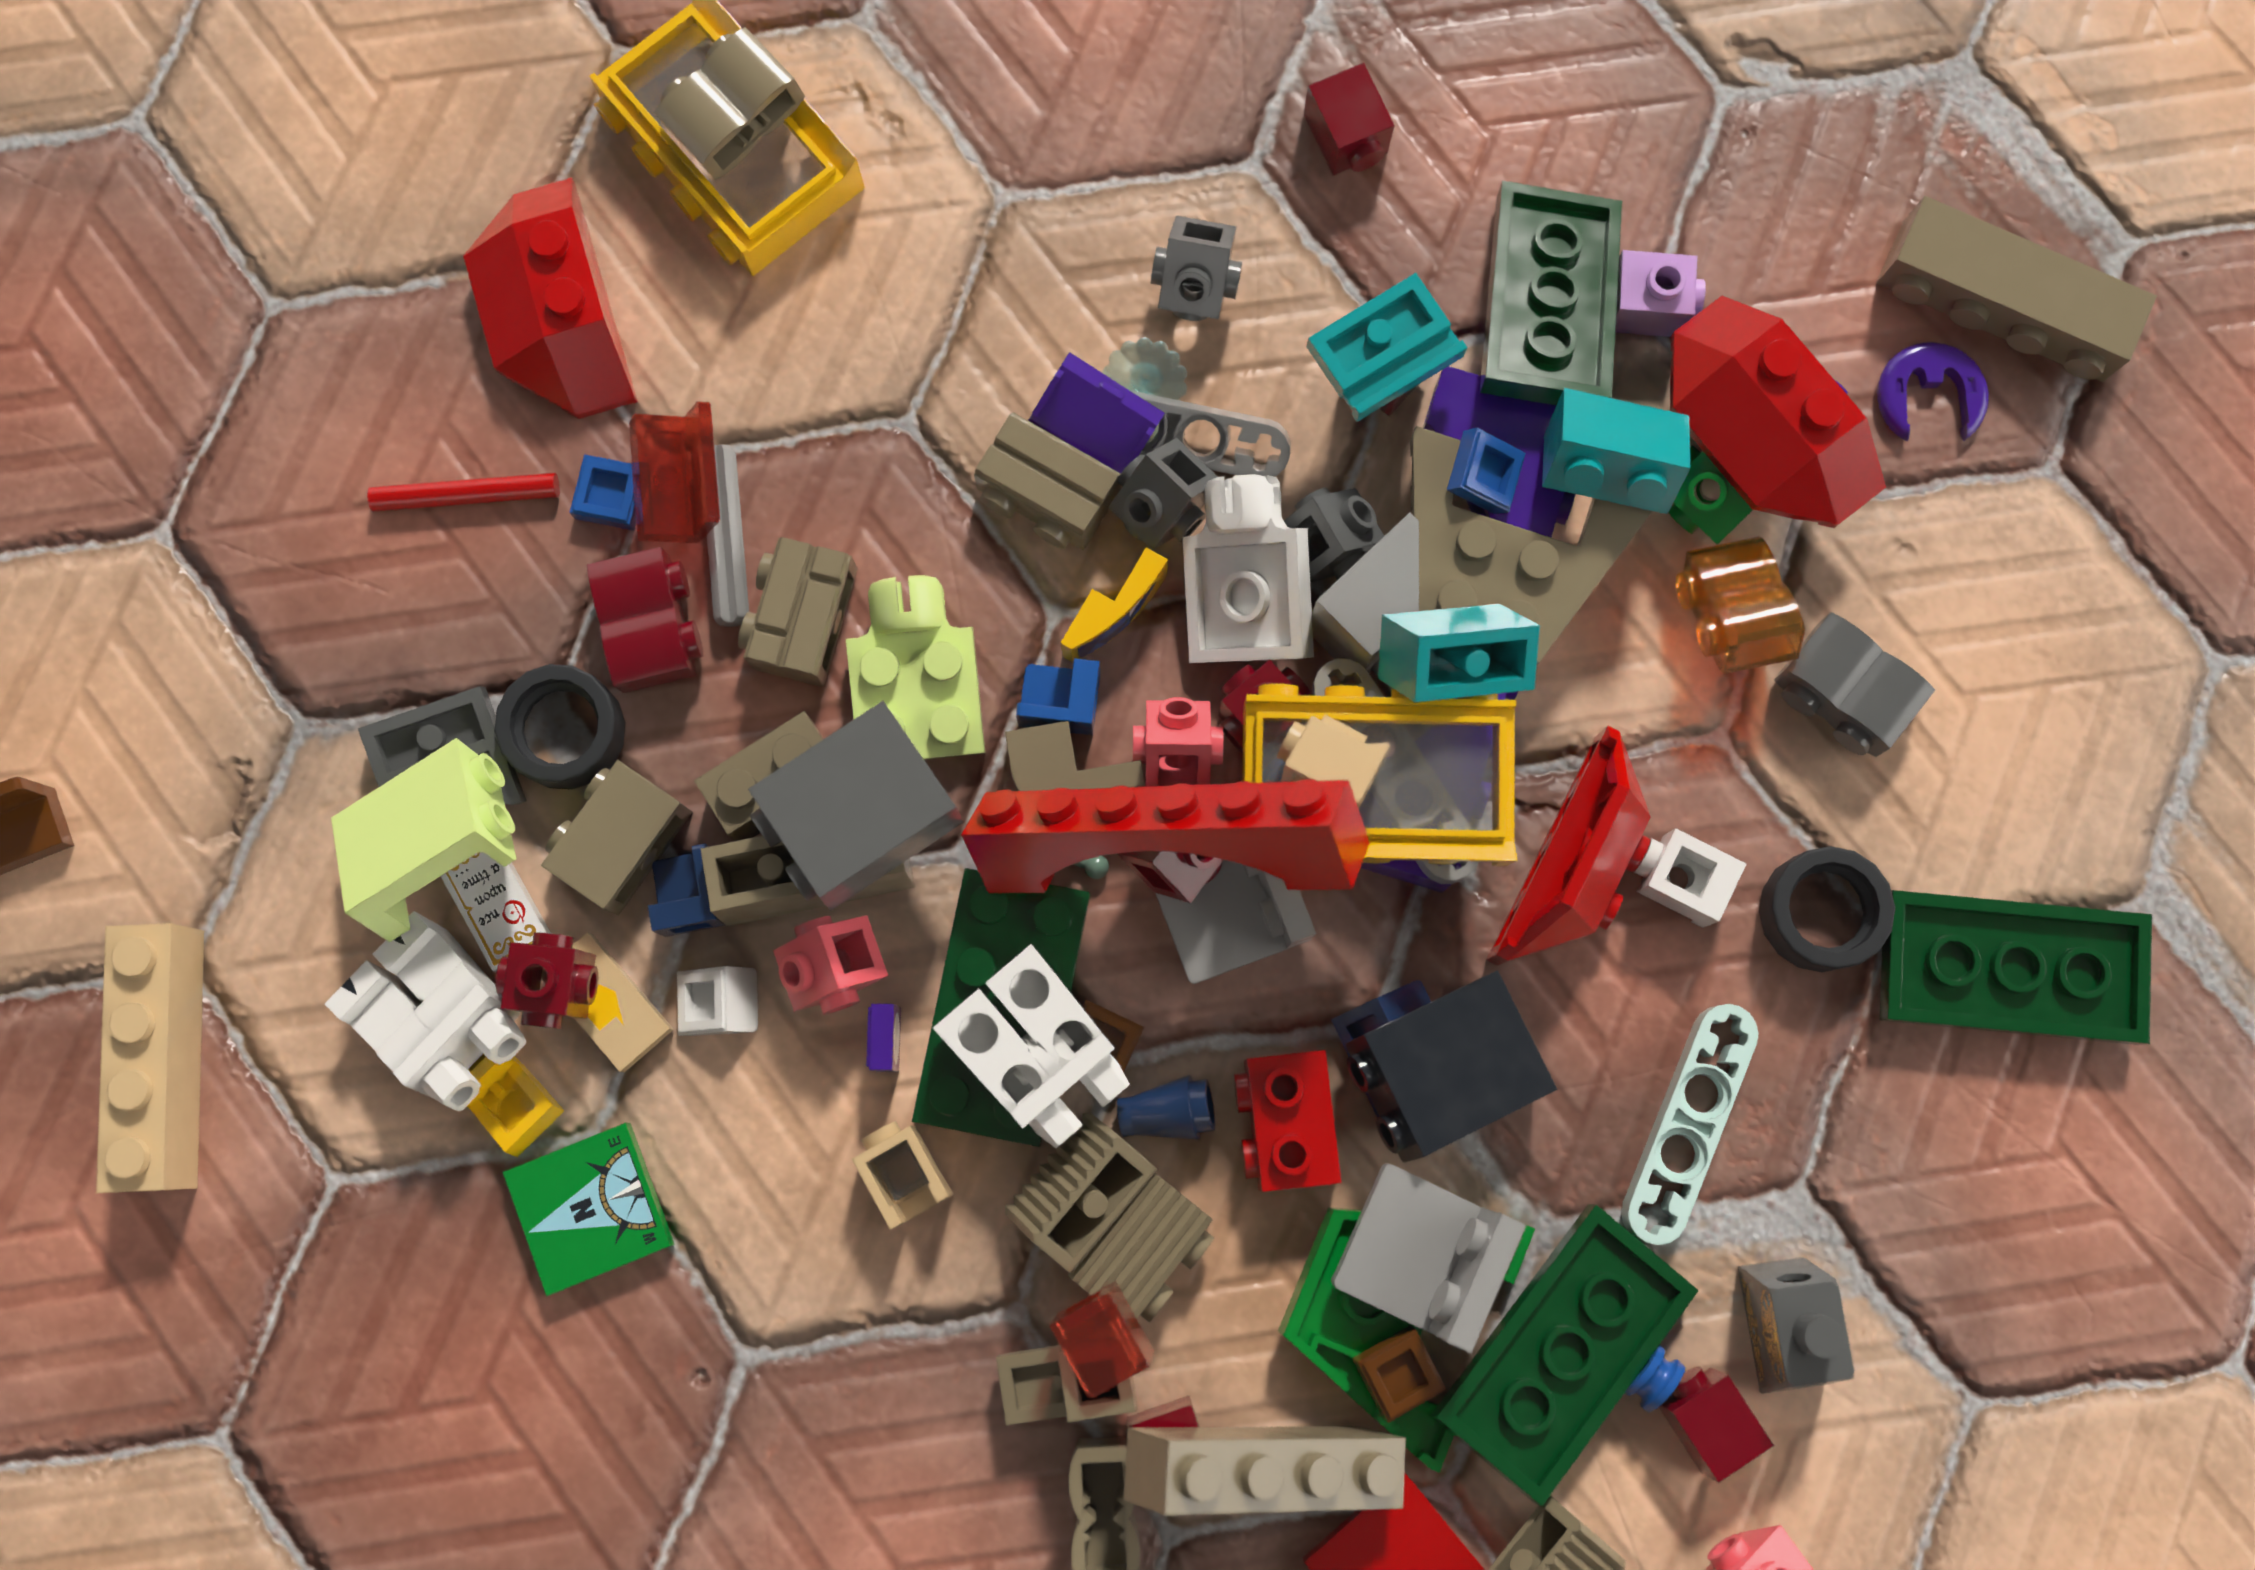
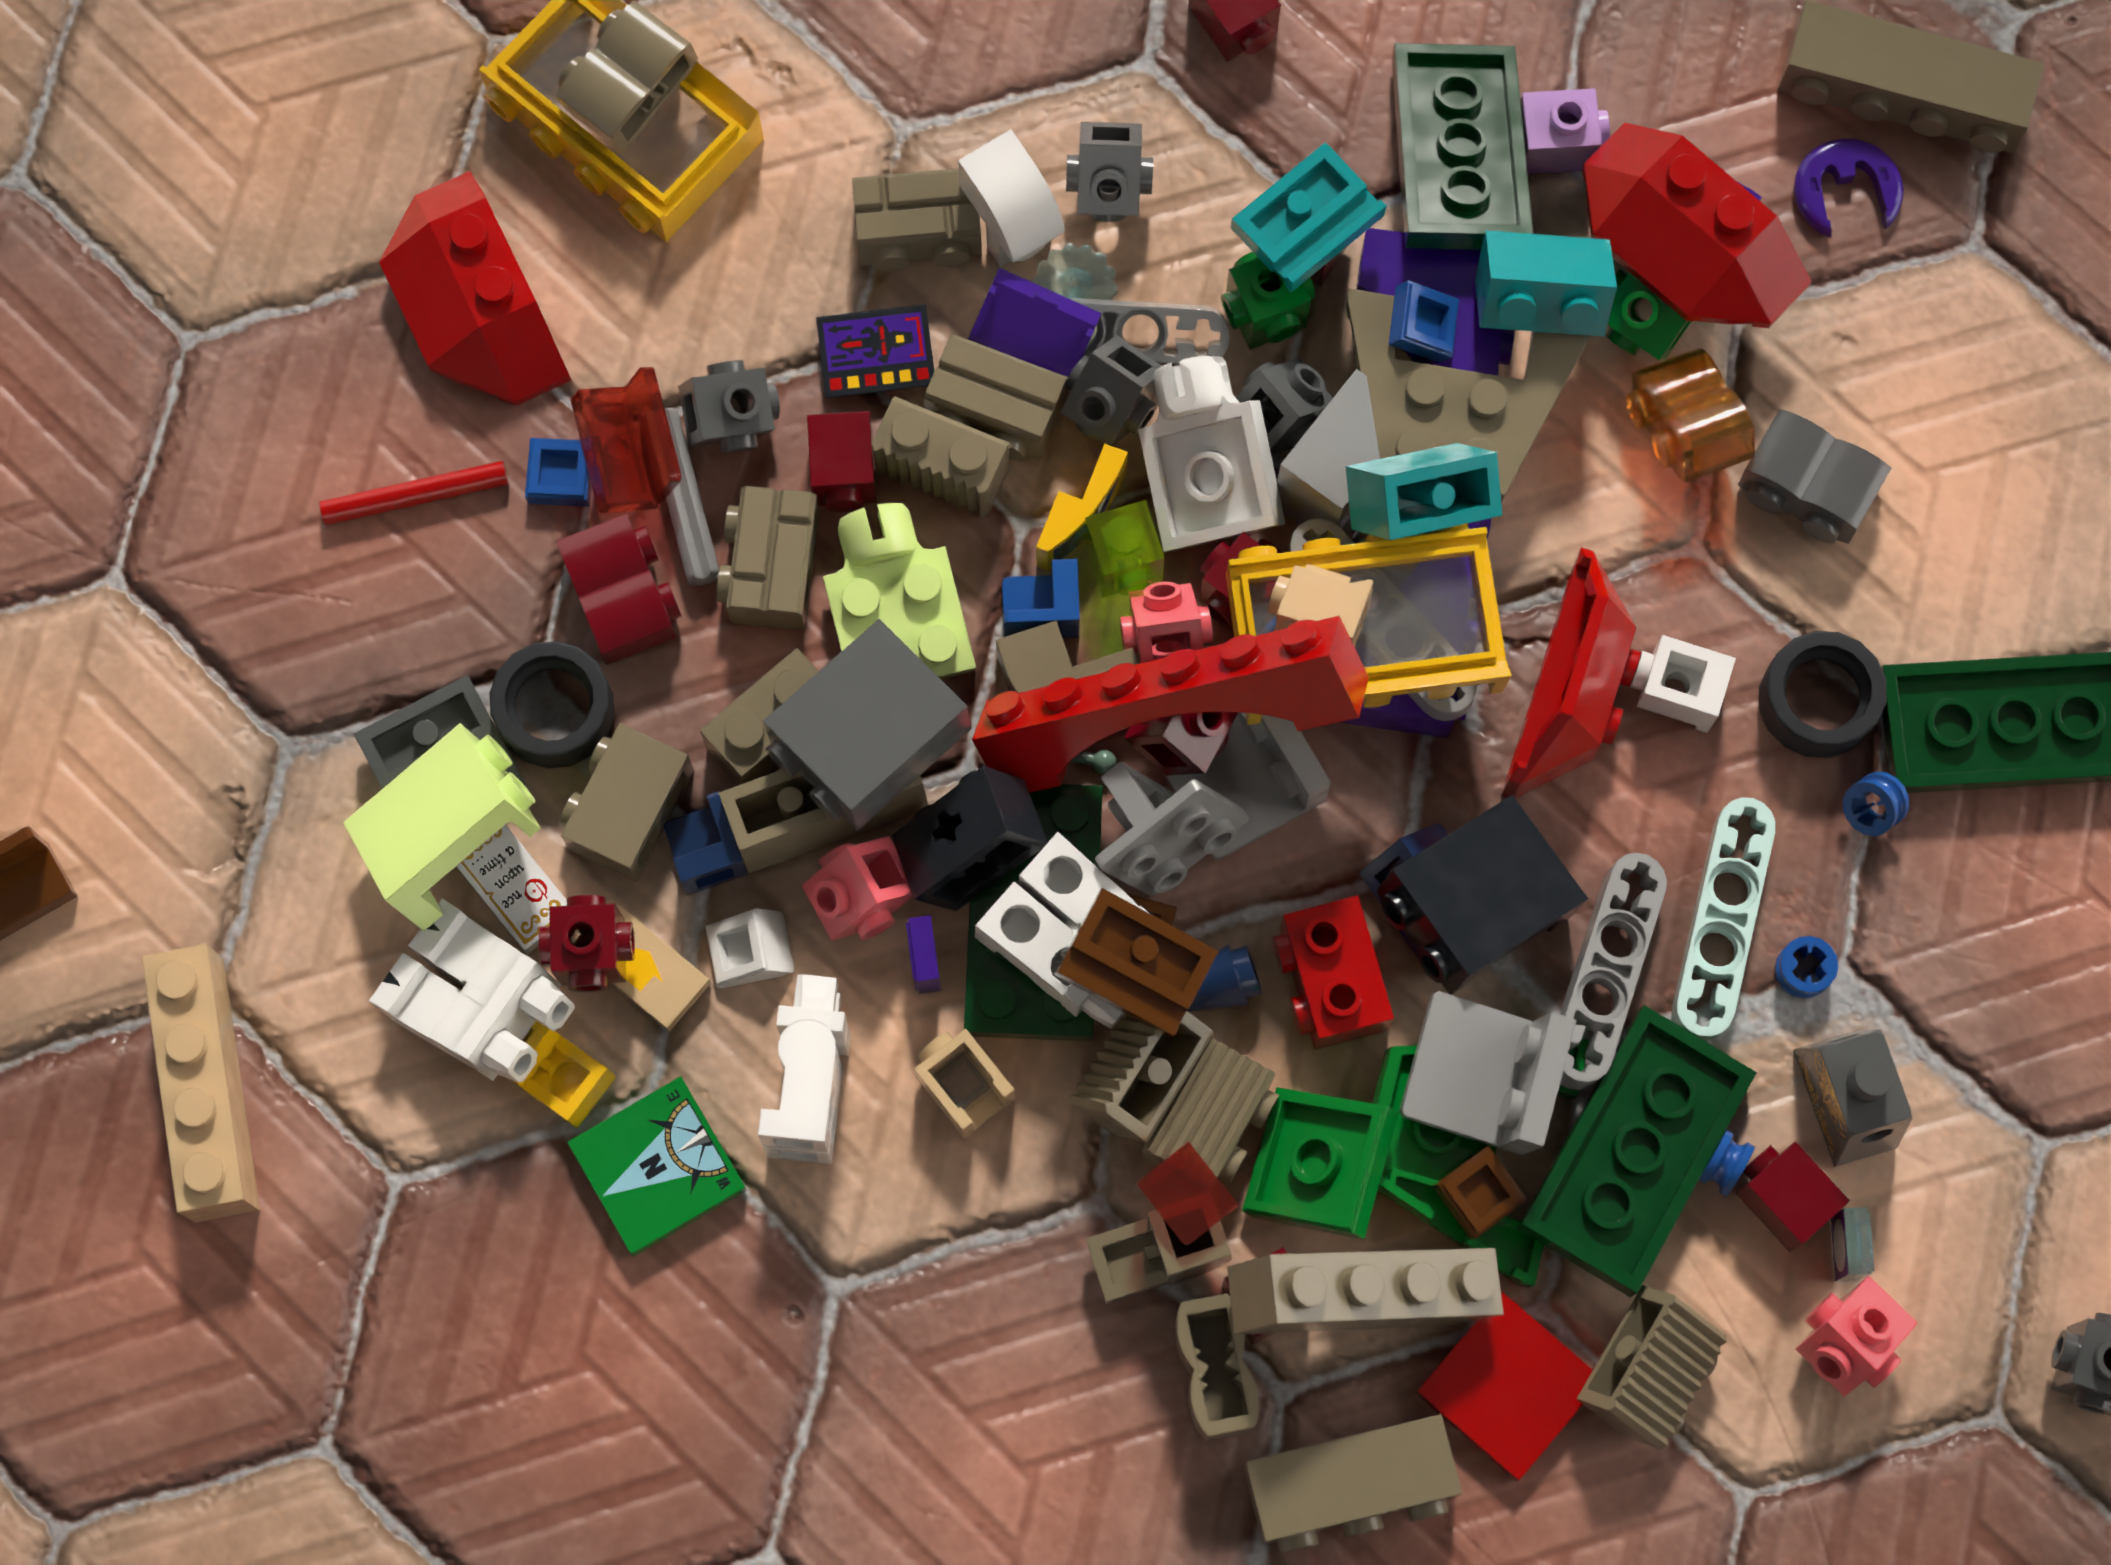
camera: 10 degrees left, 5 degrees down
(749, 1146) = (809, 1050): none -> white hips
(758, 457) = (709, 412): none -> dark grey brick
(884, 523) = (842, 460): none -> dark red brick
(937, 416) = (875, 351): none -> piece
(944, 931) = (969, 838): none -> black brick
(982, 533) = (940, 456): none -> dark tan brick
(999, 289) = (914, 220): none -> dark tan brick
(1086, 1096) = (1136, 962): none -> reddish brown plate
(1091, 283) = (1010, 199): none -> white brick
(1139, 951) = (1164, 829): none -> light grey bracket
(1149, 657) = (1124, 549): none -> clear neon green brick
(1244, 1317) = (1320, 1162): none -> green tile
(1326, 438) = (1258, 311): none -> green brick
(1572, 1166) = (1612, 972): none -> light grey beam
(1768, 1487) = (1852, 1244): none -> clear light blue tile
(1785, 1190) = (1825, 971): none -> blue bush
(1849, 1044) = (1859, 811): none -> blue bush

